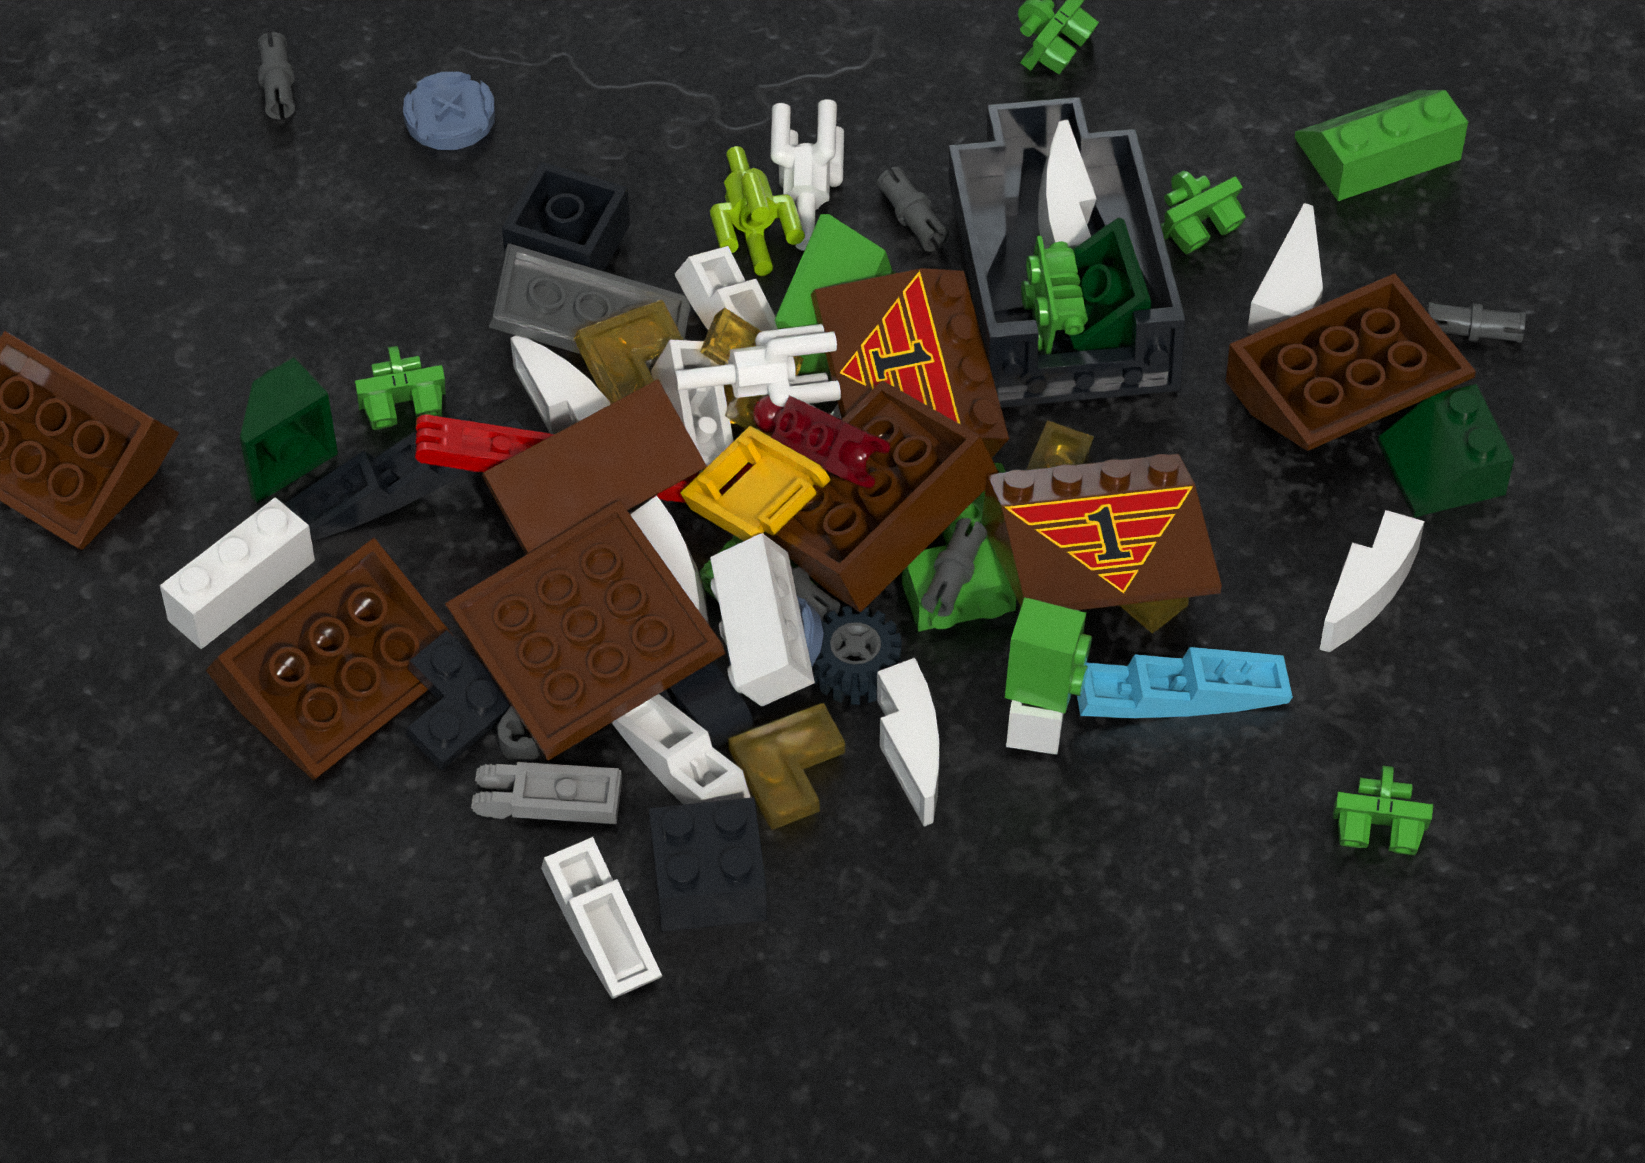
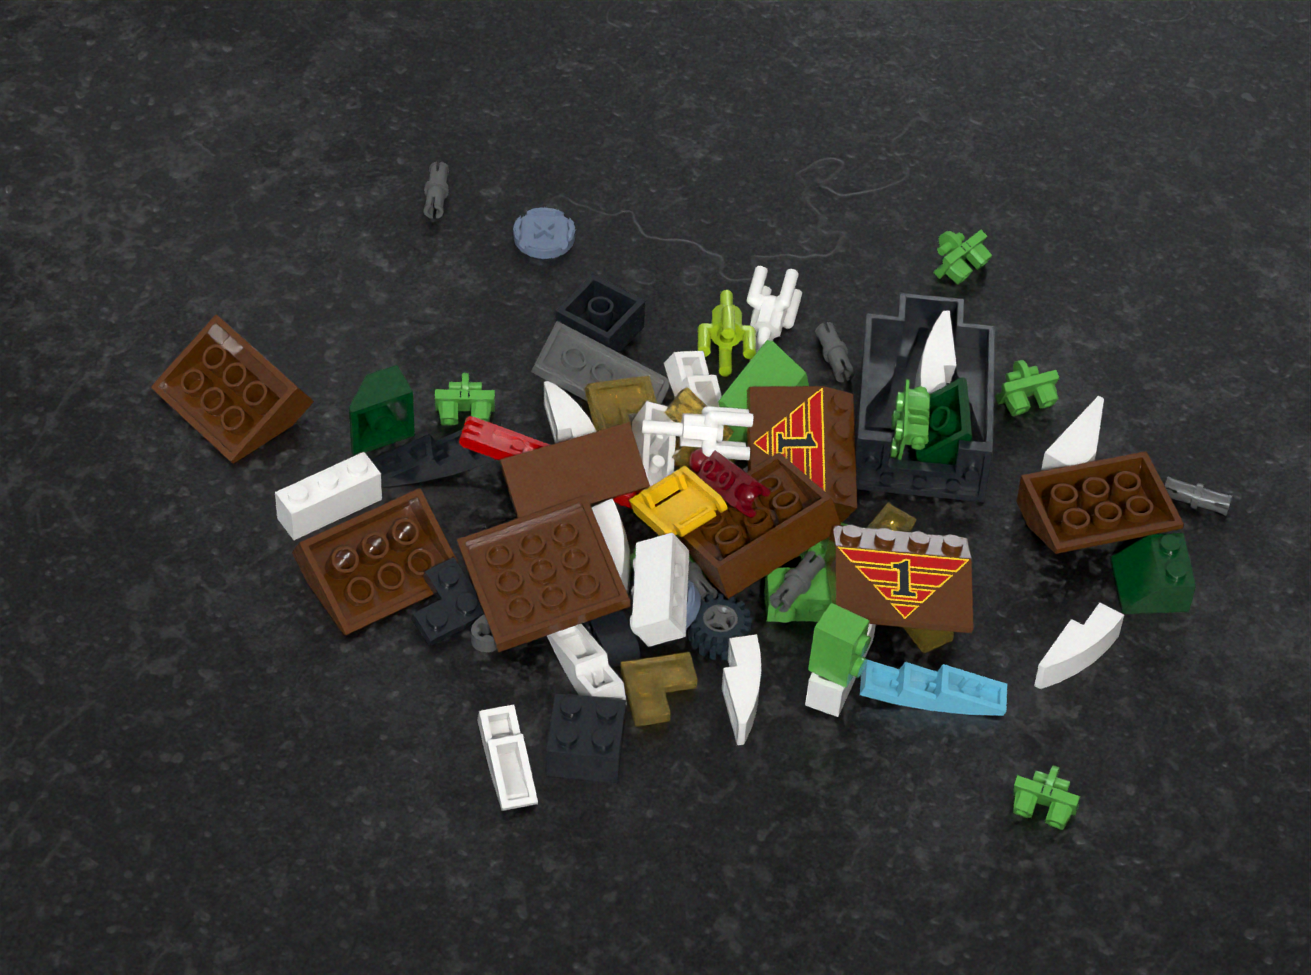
camera: 10 degrees right, 5 degrees down
(549, 792) = (494, 673): light grey hinge -> none
(1385, 142) = (1167, 369): bright green slope -> none

